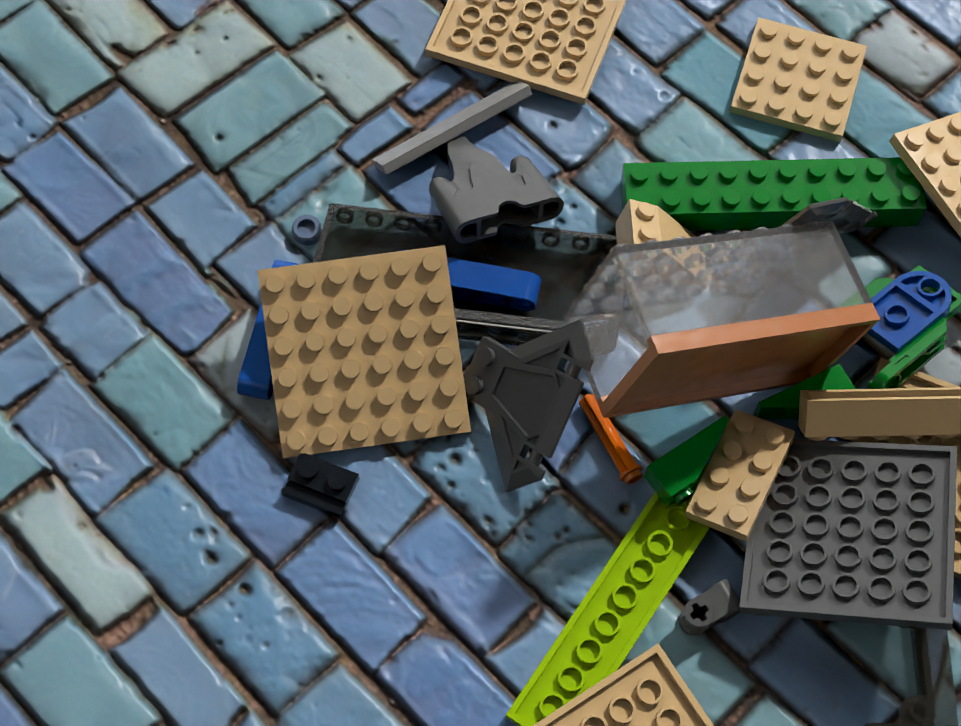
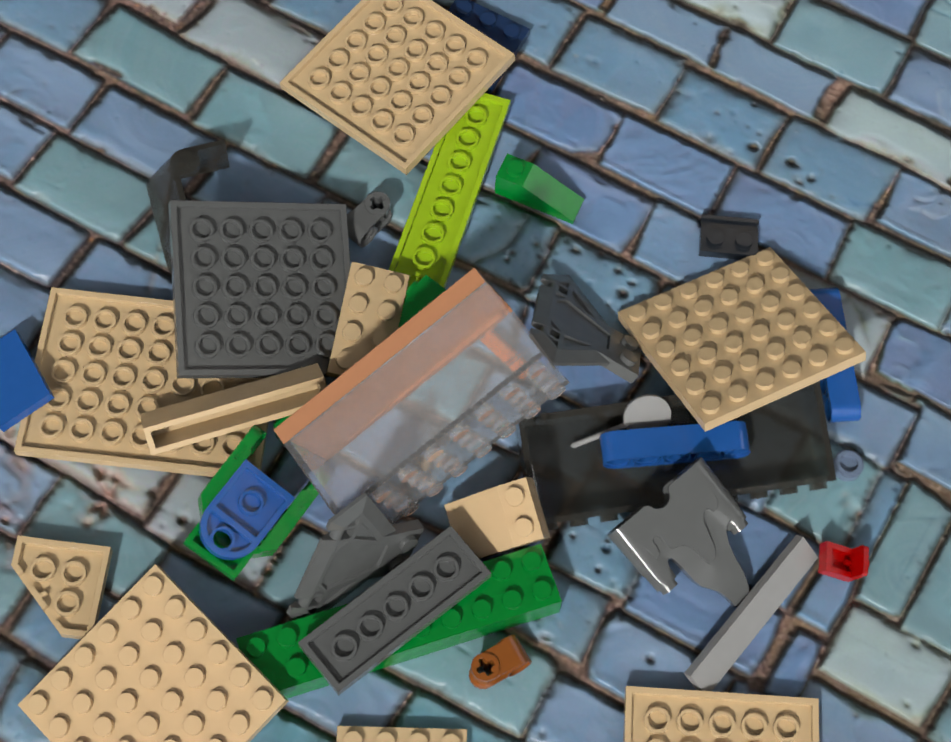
camera: 160 degrees right, 0 degrees up
(352, 146) = (843, 562): none -> red bracket
(494, 310) = (641, 412): none -> light grey piece
(510, 593) = (536, 189): none -> green slope
(688, 145) = (502, 659): none -> dark orange piece
(780, 181) = (394, 610): none -> dark grey plate

